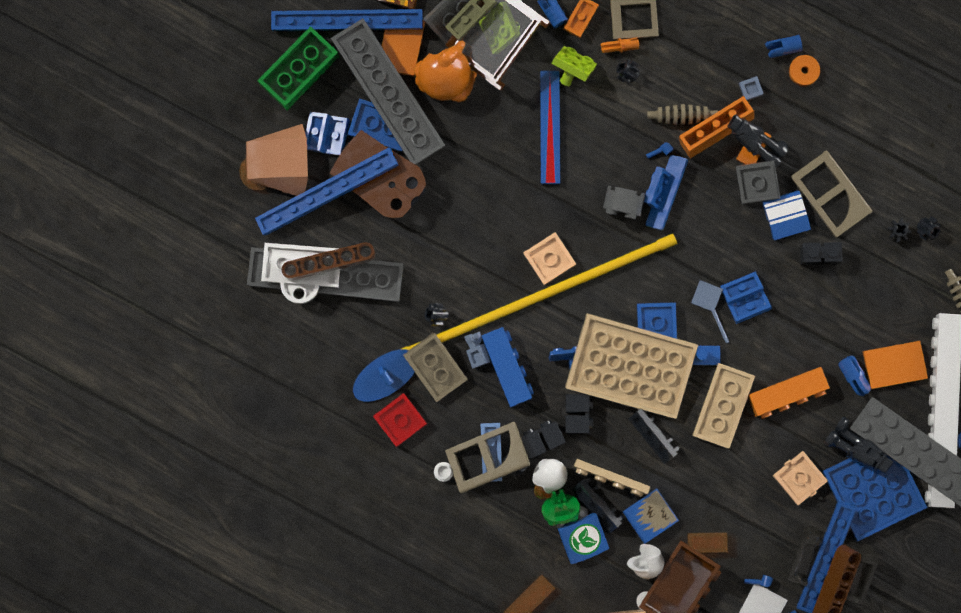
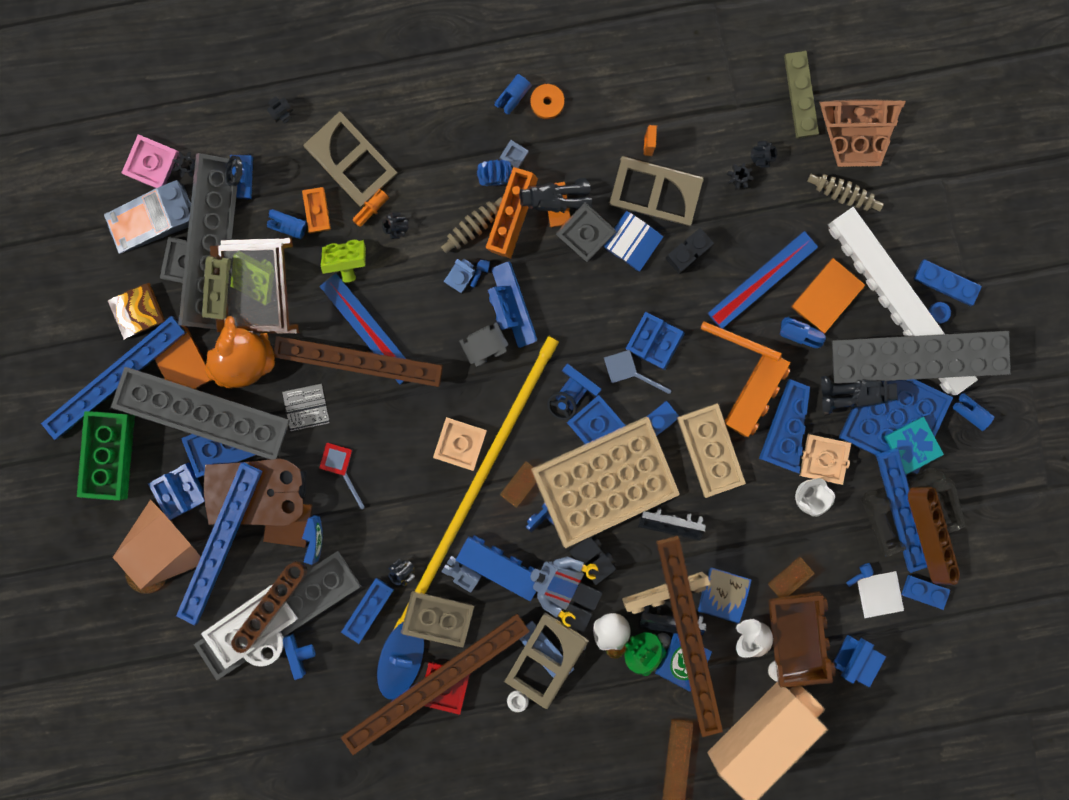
camera: 45 degrees left, 5 degrees up
(316, 313) = (296, 655): none -> blue tile
(383, 226) = (291, 533): none -> reddish brown tile
(390, 322) = (367, 610): none -> blue plate
(397, 410) = (435, 684): none -> reddish brown plate
(398, 236) = (313, 533): none -> blue slope
(453, 201) = (336, 460): none -> piece
(462, 147) = (305, 407): none -> light grey sticker
(525, 144) = (358, 361): none -> reddish brown plate
(540, 409) = (558, 583): none -> sand blue torso
(568, 321) = (519, 485): none -> clear orange plate
(603, 520) = (689, 635): none -> reddish brown plate
(645, 142) = (460, 275): none -> medium blue bracket
(657, 286) = (571, 393): none -> blue piece
(726, 89) = (494, 172): none -> blue gear
(771, 496) = (814, 497): none -> white helmet
(784, 439) = (787, 429): none -> blue wing
(806, 345) = (741, 341): none -> orange bar
(854, 154) = (650, 140): none -> orange tile
(856, 316) = (762, 280): none -> blue tile
(872, 517) = (915, 444): none -> teal tile
(933, 530) = (973, 412): none -> blue hinge

